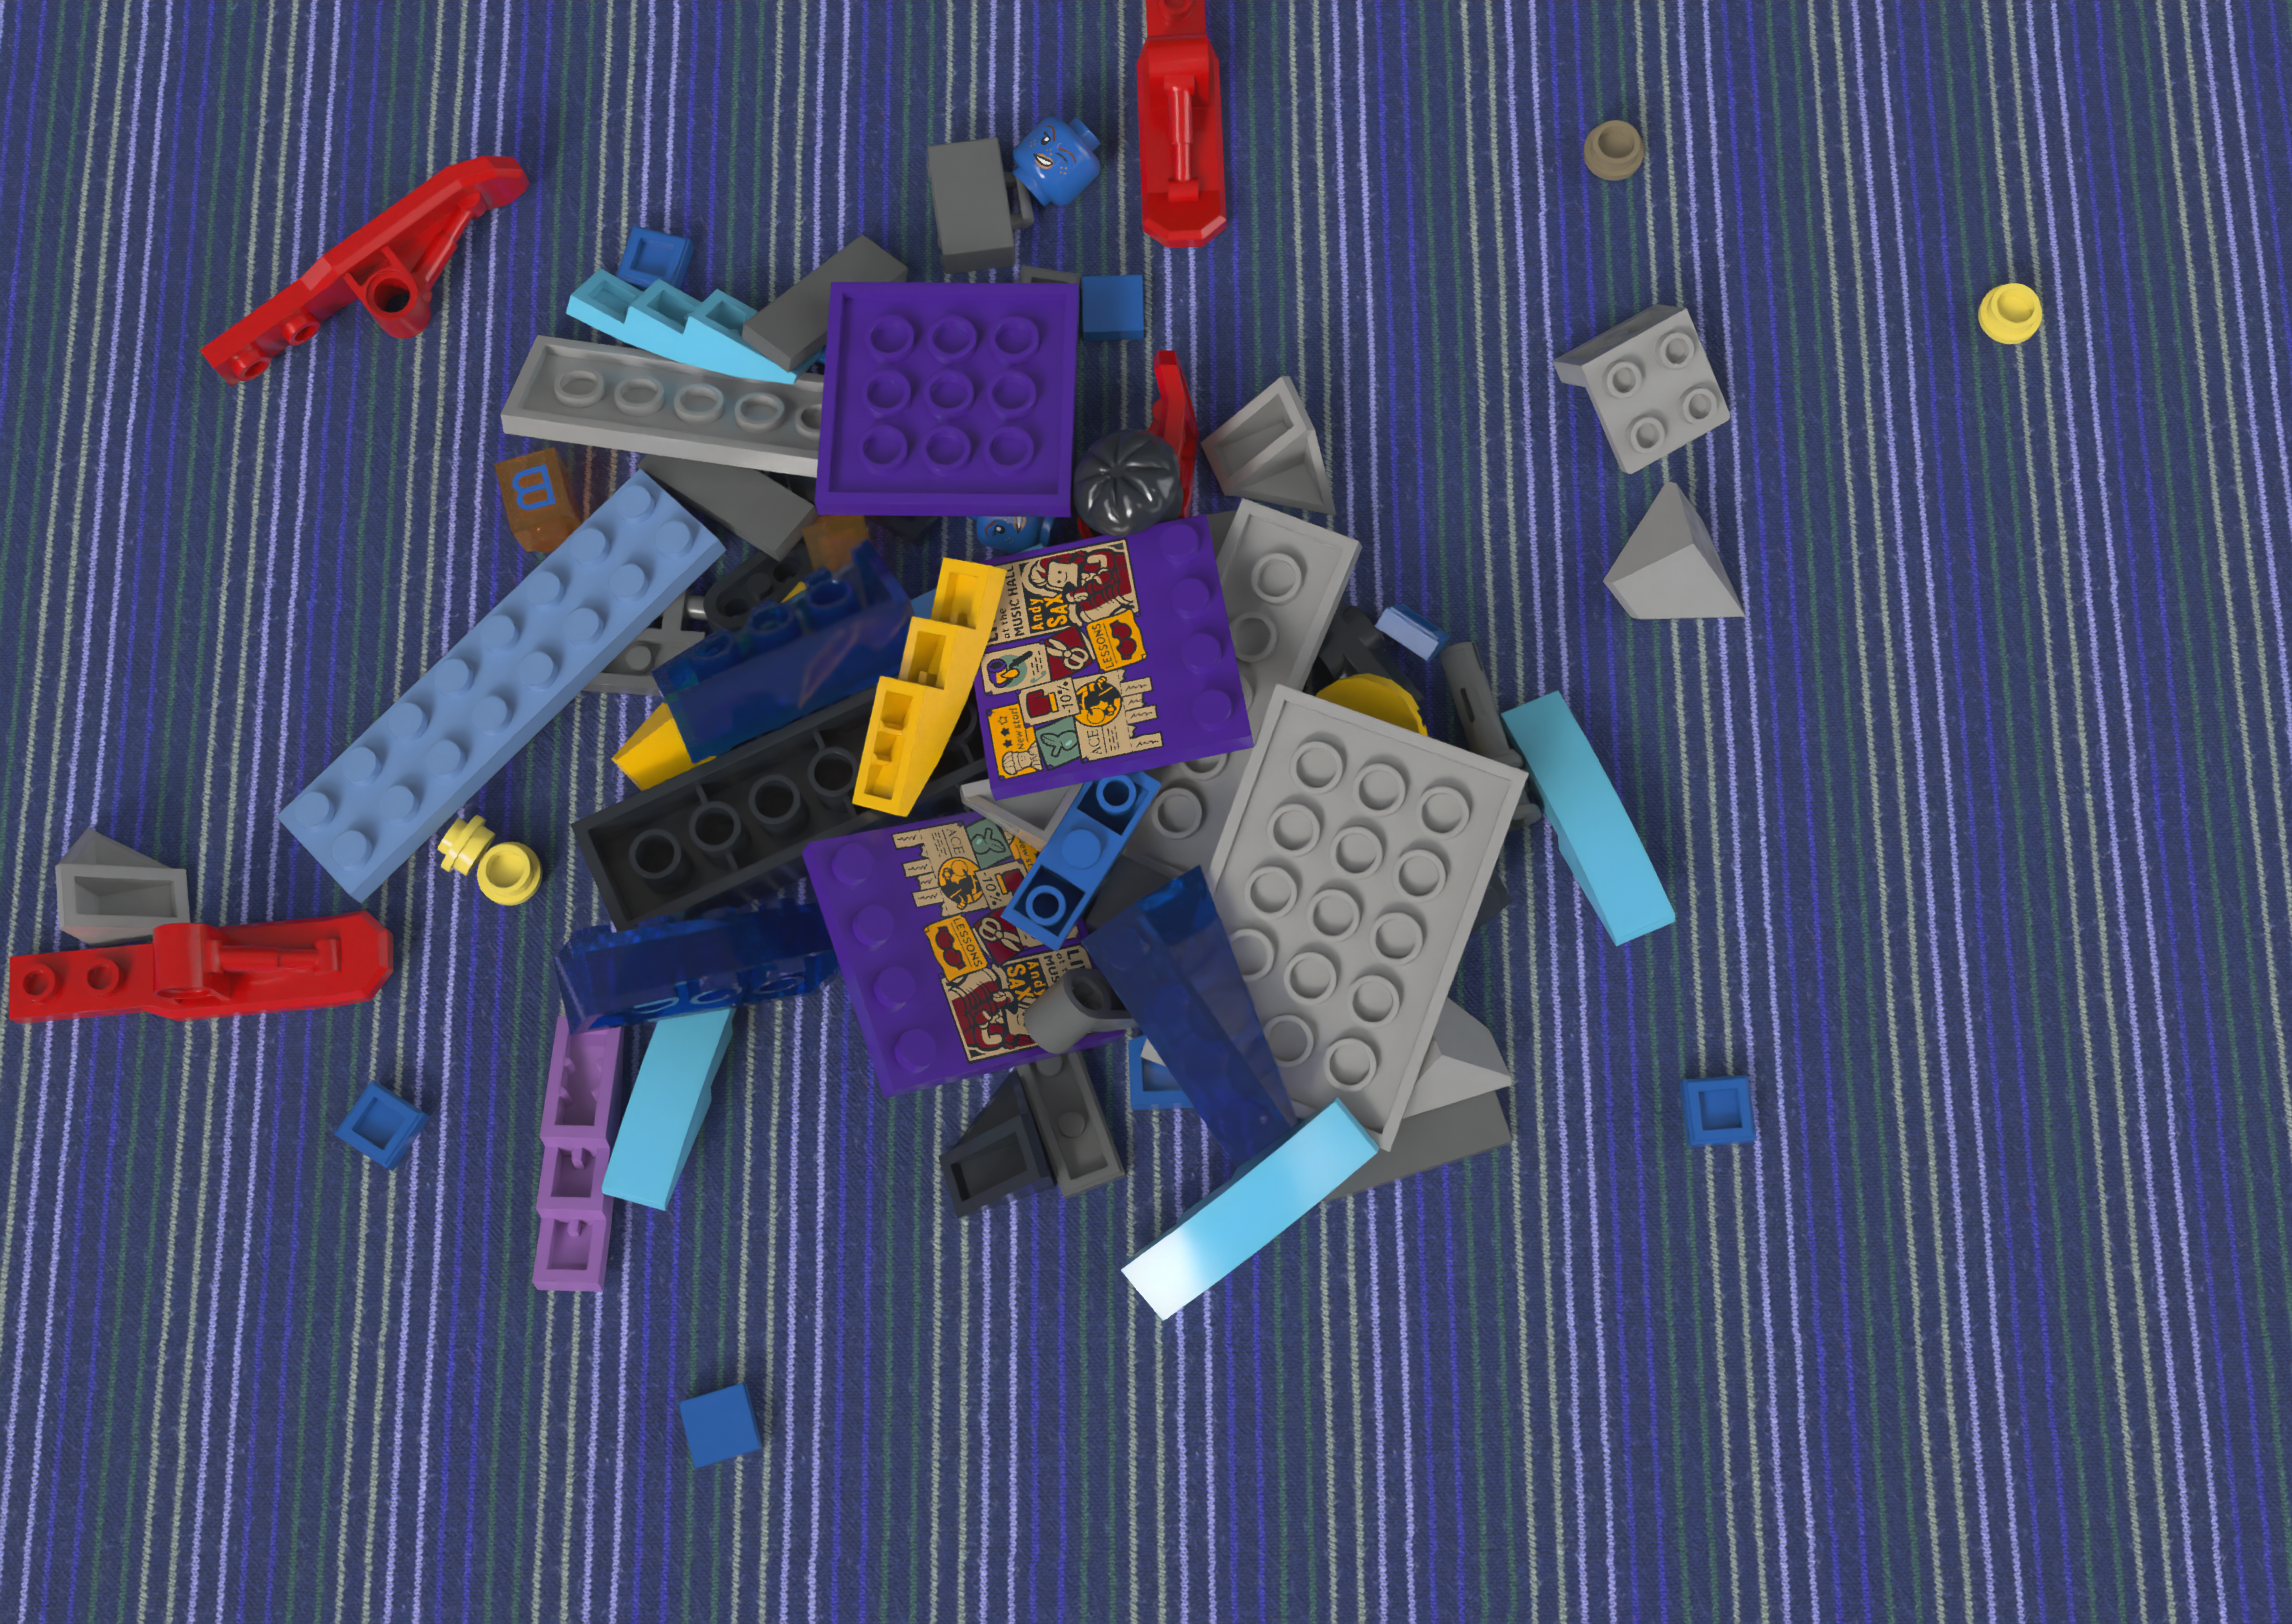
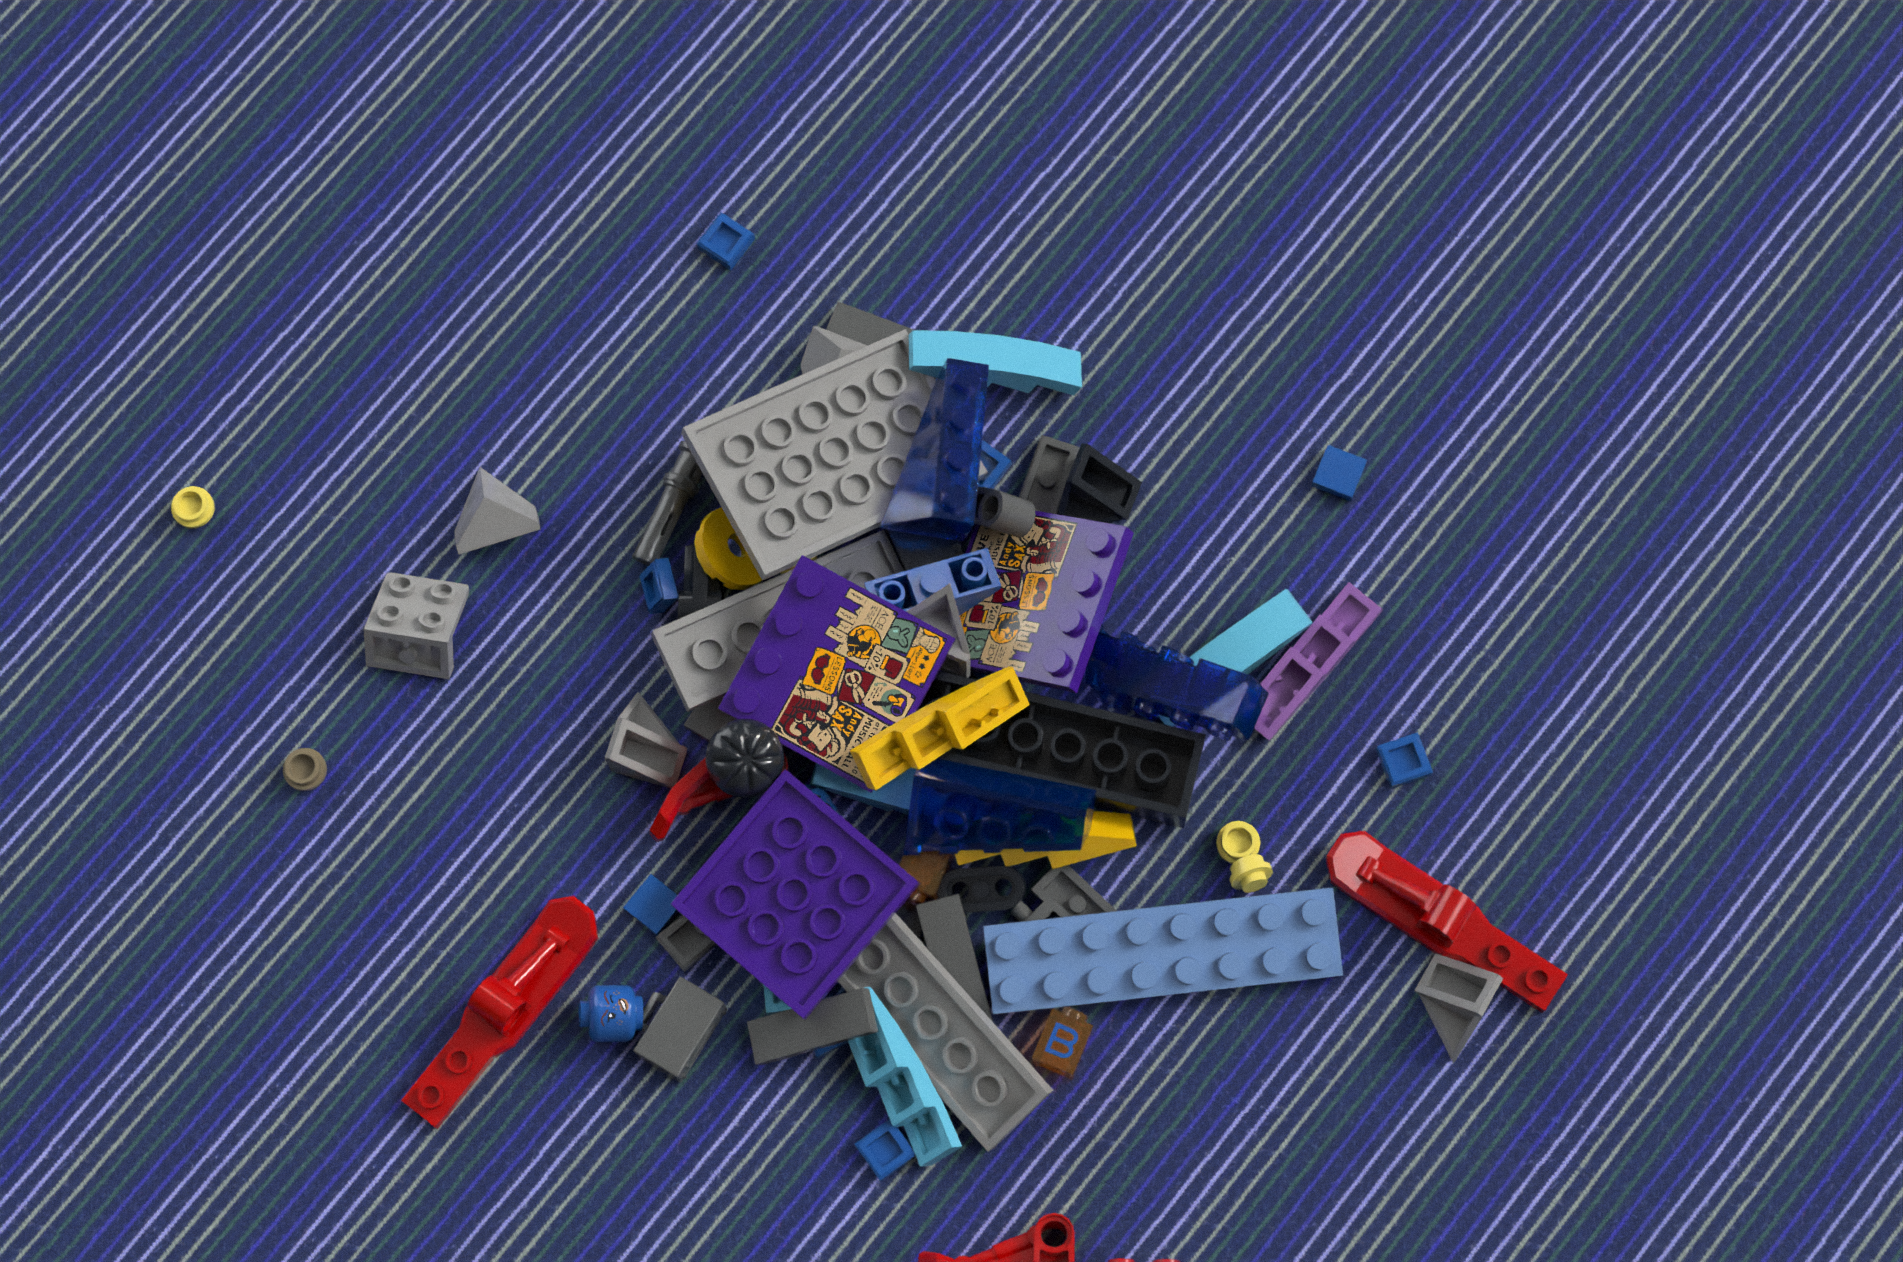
camera: 140 degrees left, 0 degrees up
(1588, 819) = (659, 422): medium azure slope -> none

